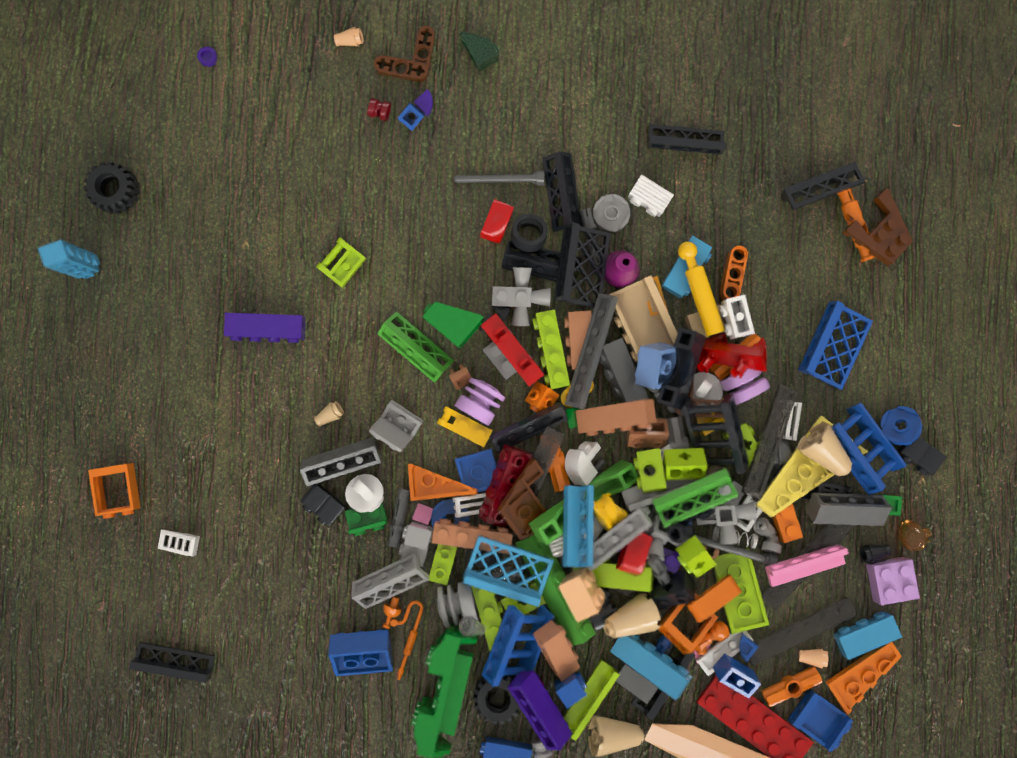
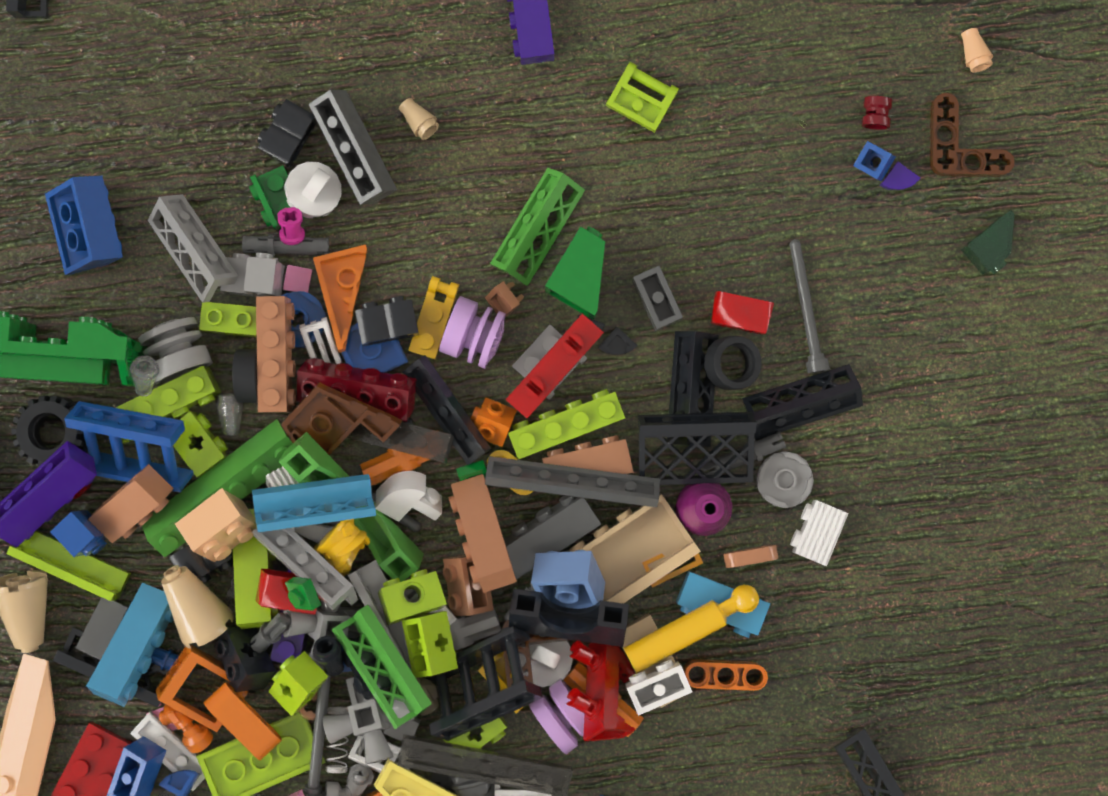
camera: 80 degrees right, 0 degrees up
(385, 511) = (291, 230): none -> dark pink bush
(393, 610) = (150, 258): orange piece -> none
(396, 426) = (415, 218): light grey bracket -> none
(463, 457) = (386, 321): none -> black brick
(478, 275) = (657, 298): none -> dark grey brick
(506, 587) = (209, 414): dark azure fence -> none
(520, 296) = (636, 365): light grey brick -> none
(638, 542) = (302, 593): none -> green plate
(658, 243) = (750, 556): none -> nougat beam
(686, 144) = (907, 572): black fence -> none

